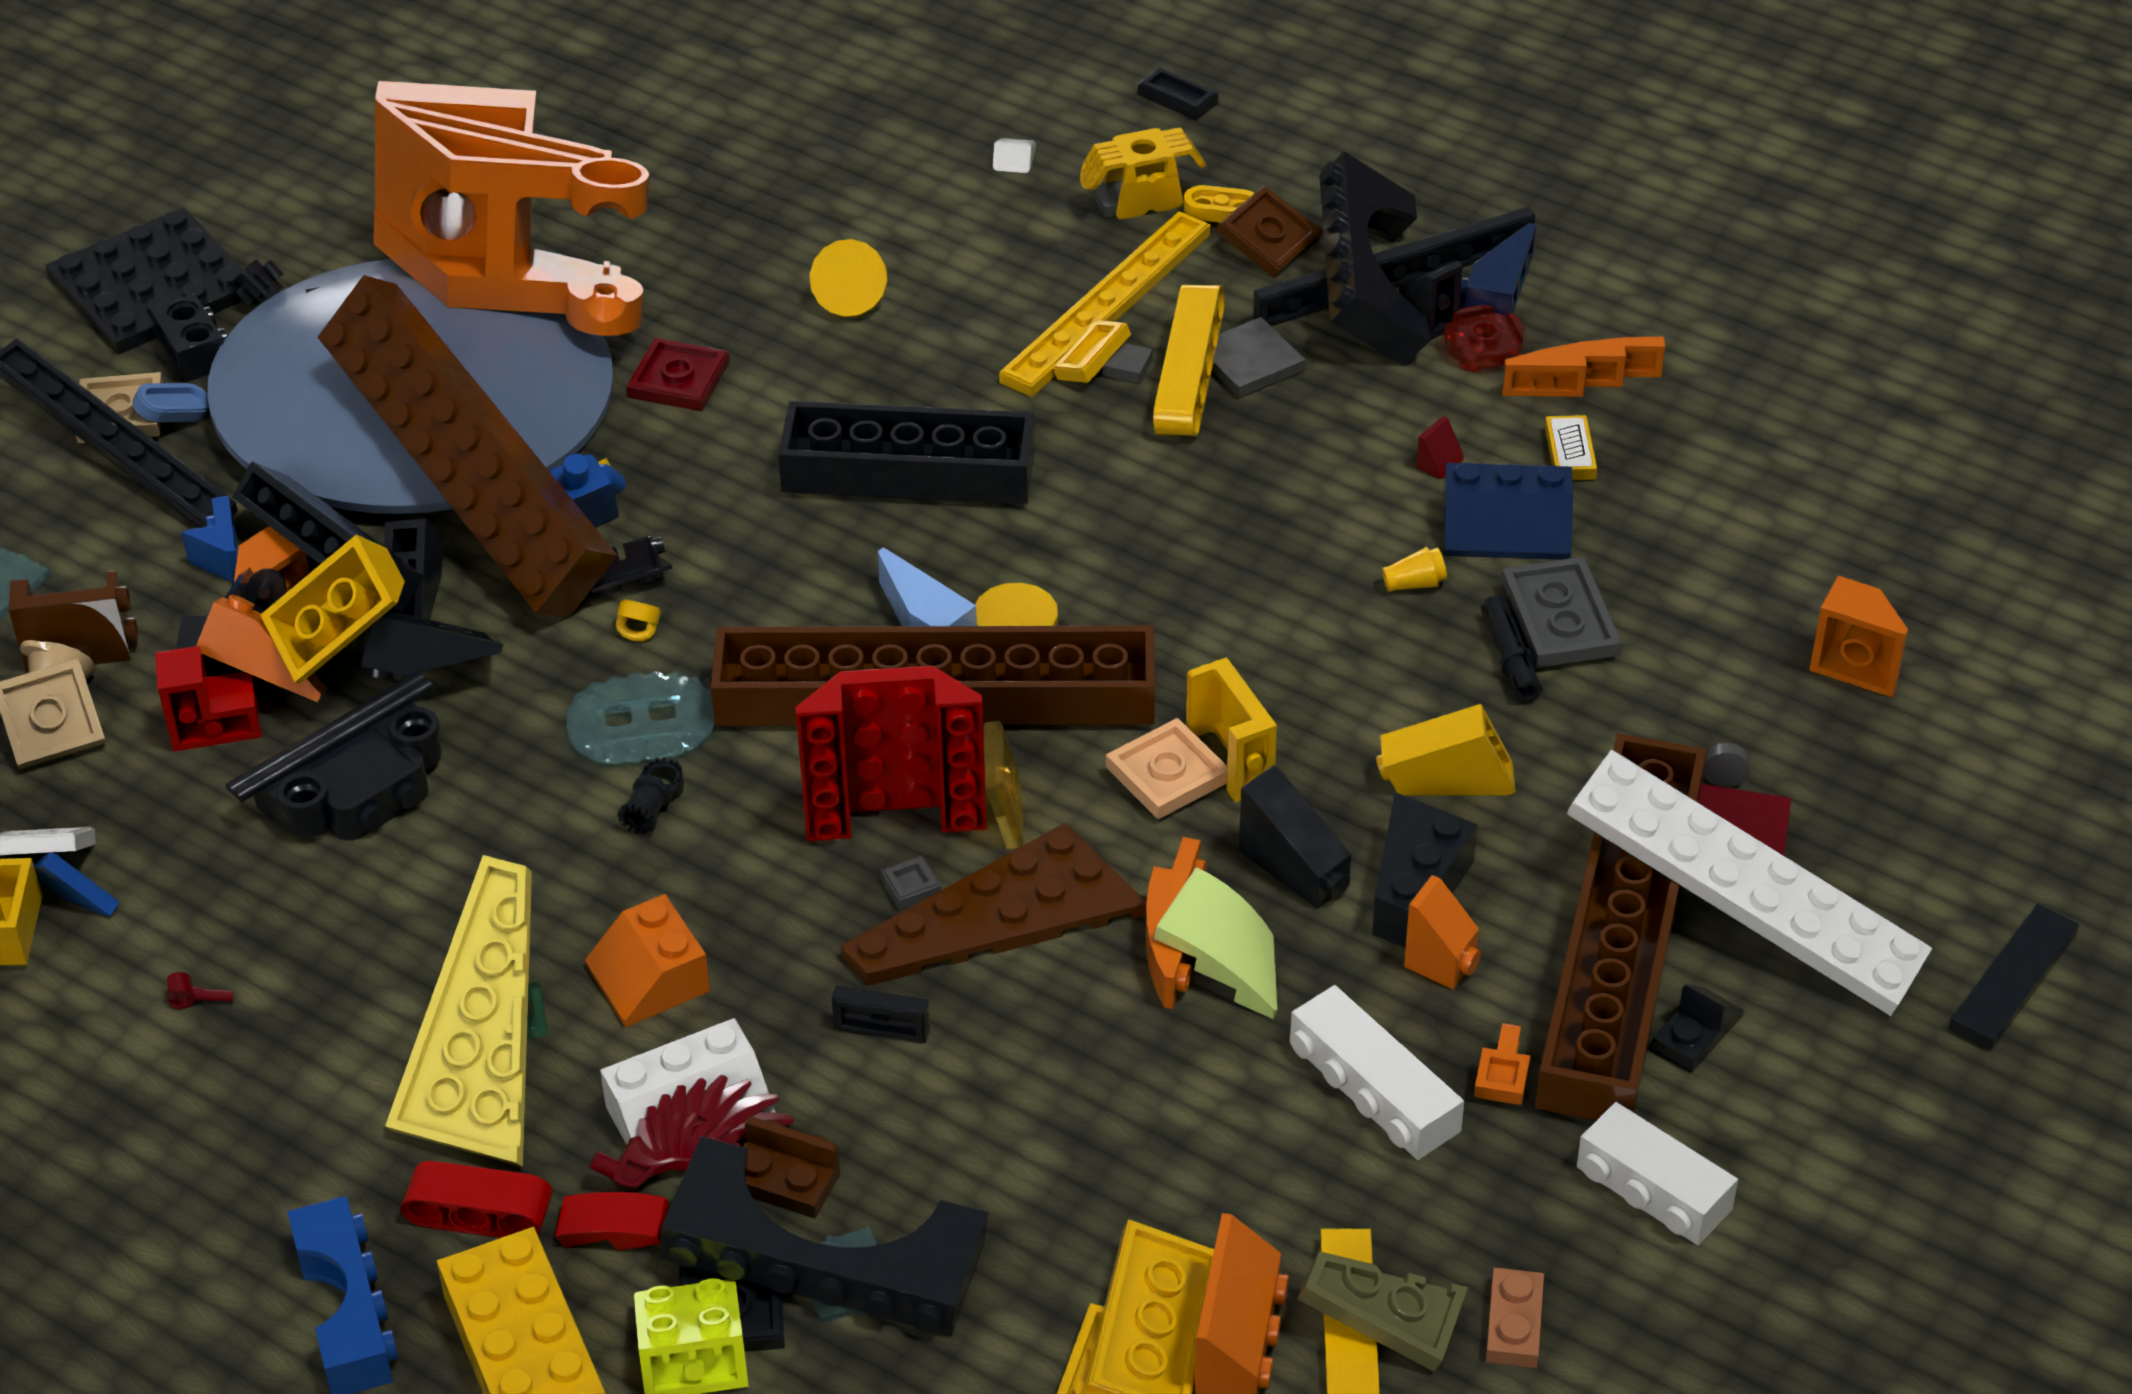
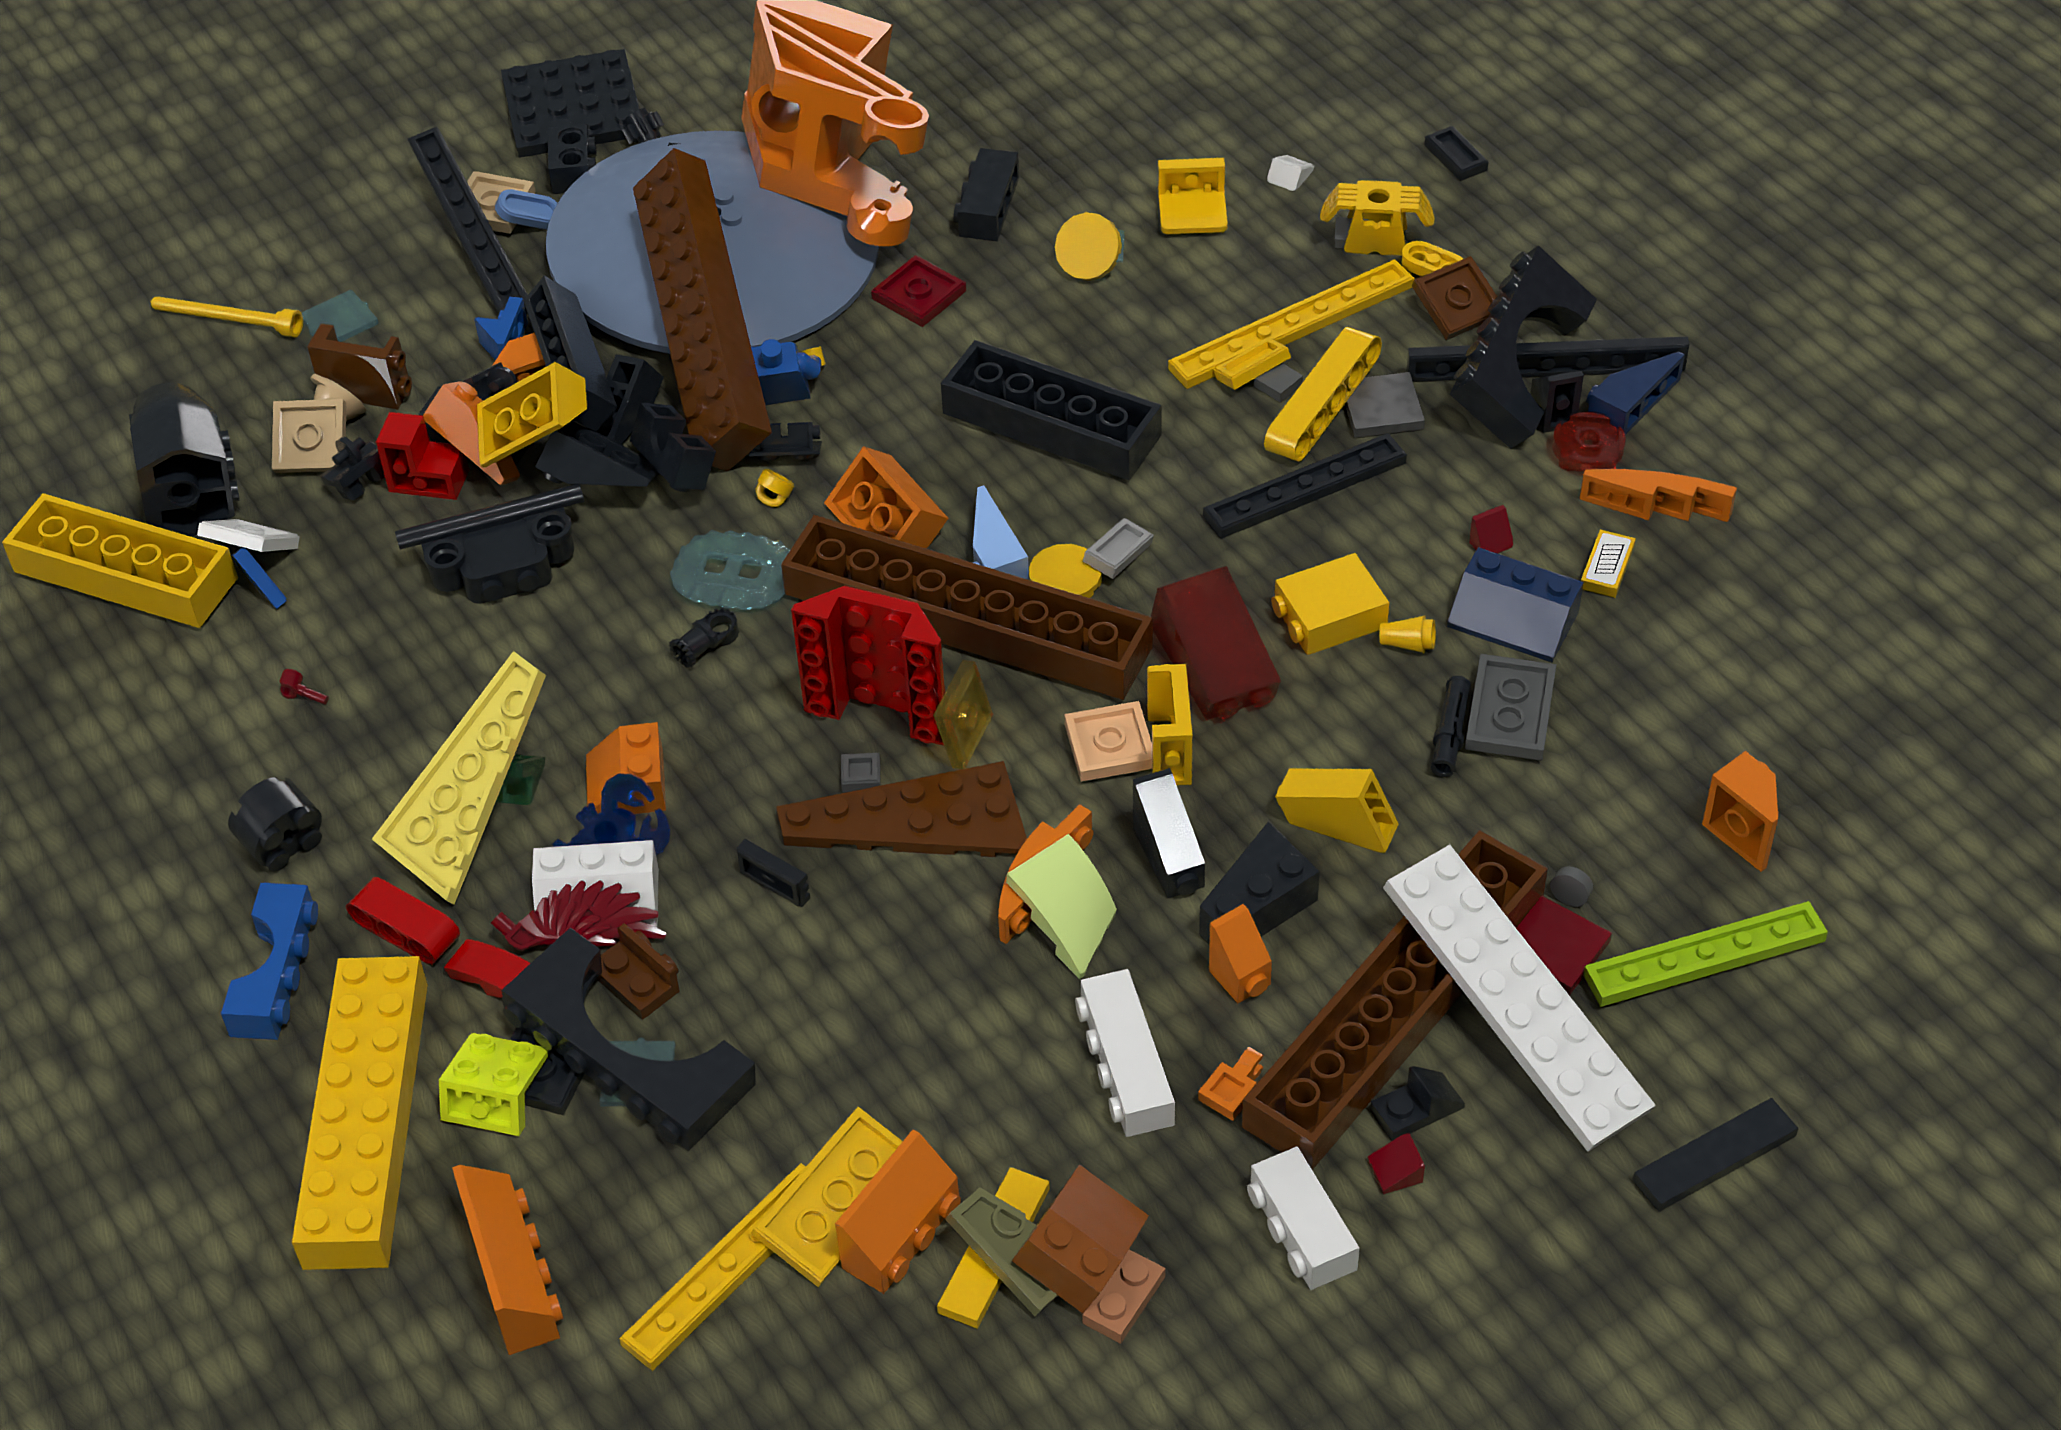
camera: 25 degrees right, 5 degrees up
(123, 727) = (352, 462): none -> black hips
(265, 1141) = (276, 822): none -> black brick
(525, 612) = (678, 457): none -> black arch
(675, 1017) = (619, 824): none -> clear blue animal
(700, 255) = (987, 194): none -> black brick
(773, 592) = (885, 500): none -> orange slope
(927, 201) = (1192, 195): none -> yellow bracket
(1060, 573) = (1118, 548): none -> light grey tile
(1214, 615) = (1212, 633): none -> clear red slope
(1215, 459) = (1304, 485): none -> black tile
(1319, 564) = (1330, 604): none -> yellow brick
(1448, 1275) = (1081, 1239): none -> dark orange slope
(1716, 1089) = (1397, 1164): none -> dark red slope
(1890, 790) = (1704, 953): none -> lime plate

